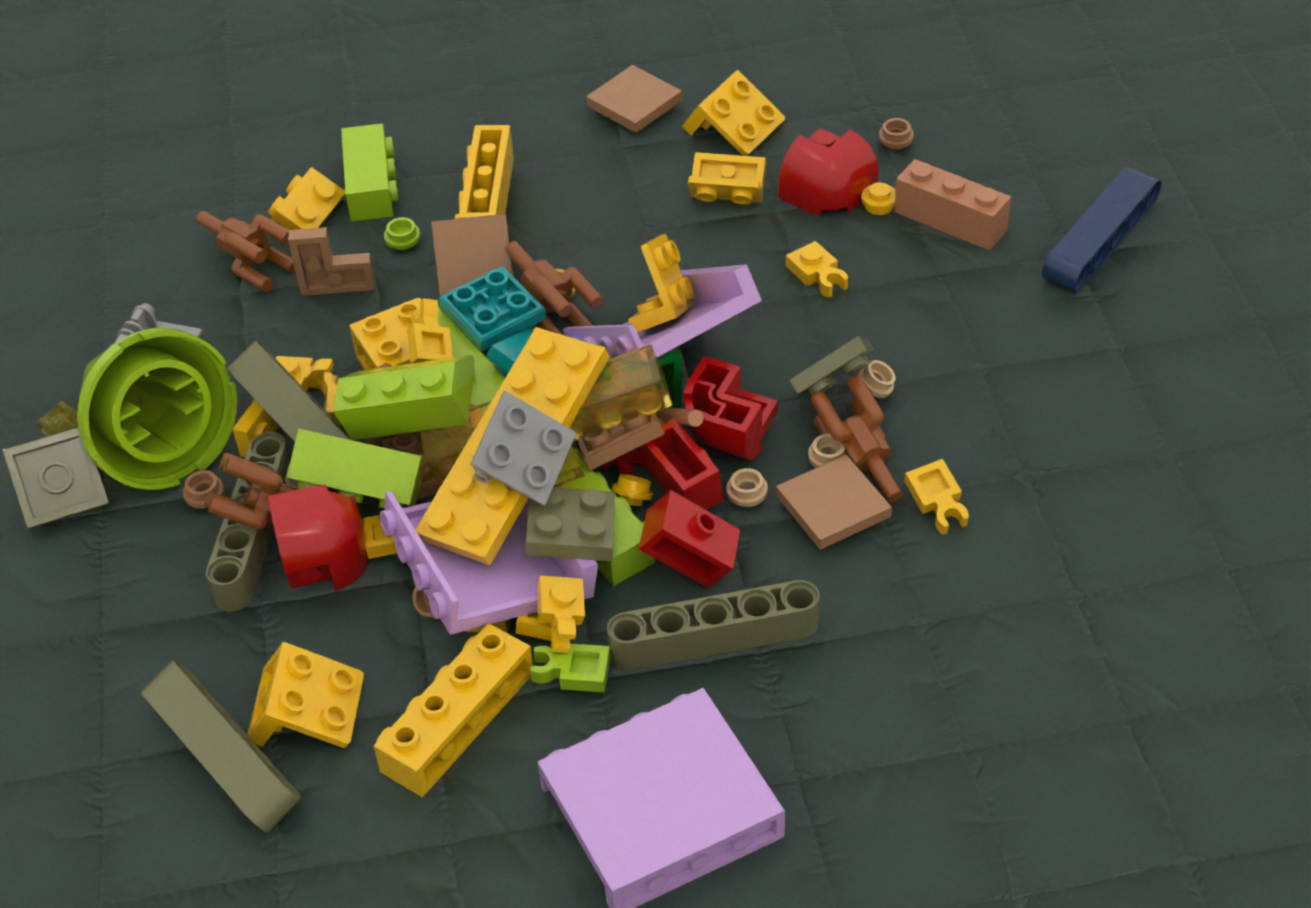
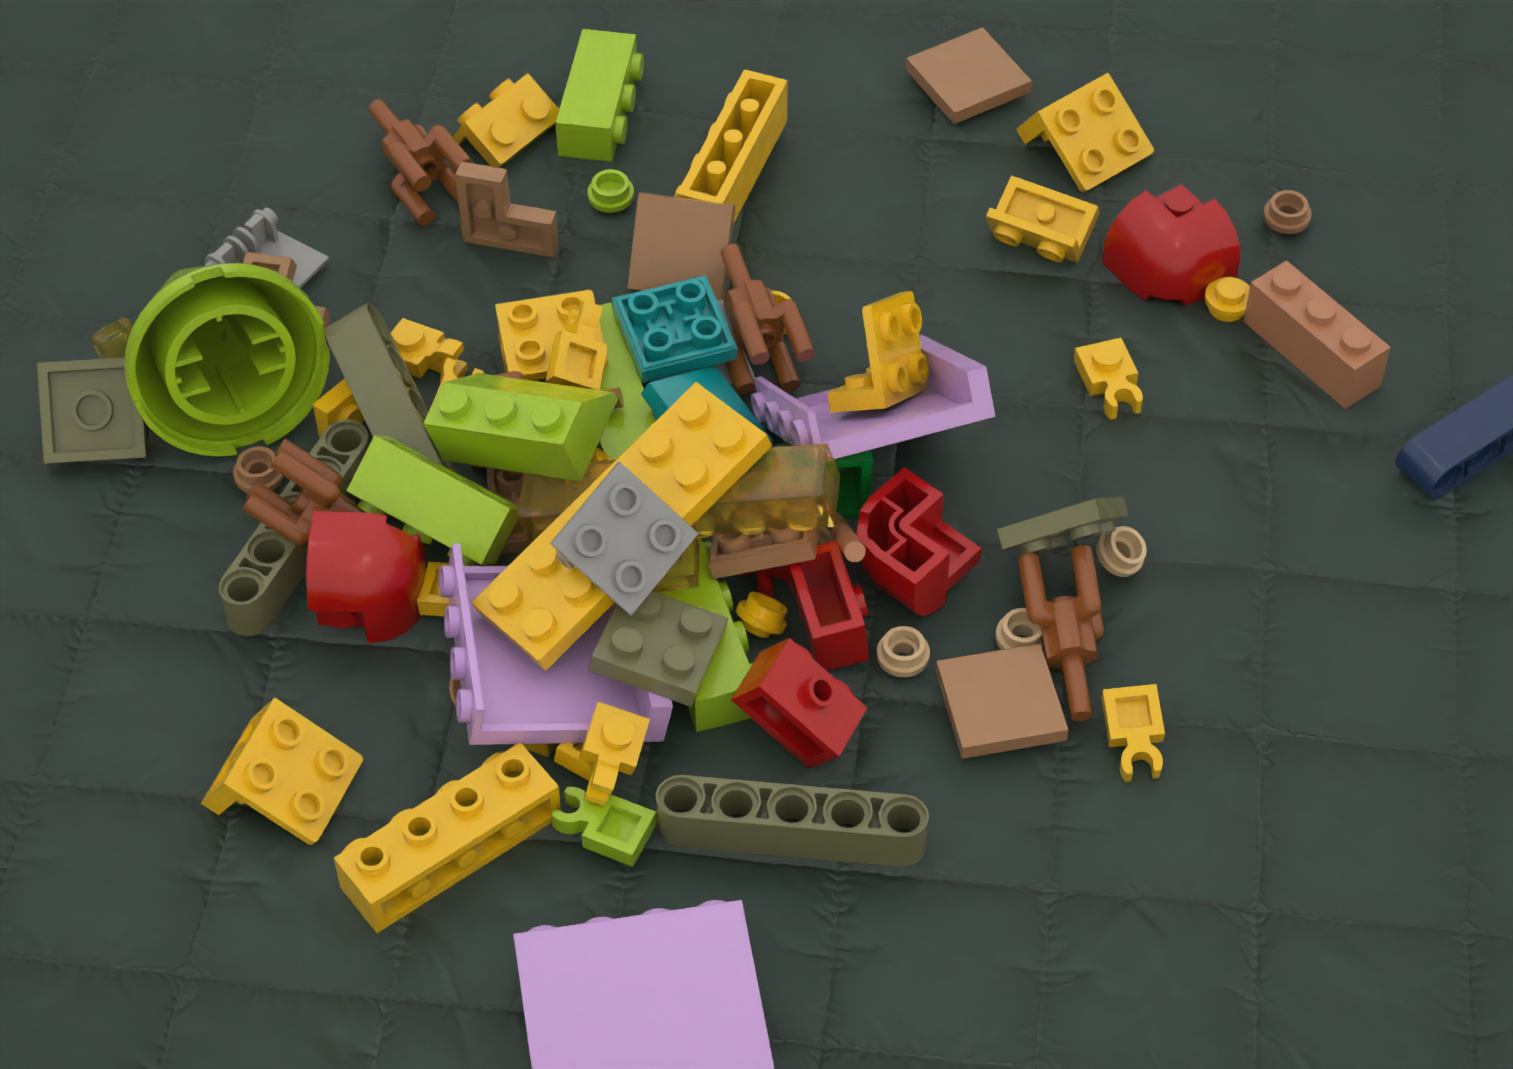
camera: 15 degrees right, 5 degrees up
(221, 746) = (167, 803): olive beam -> none

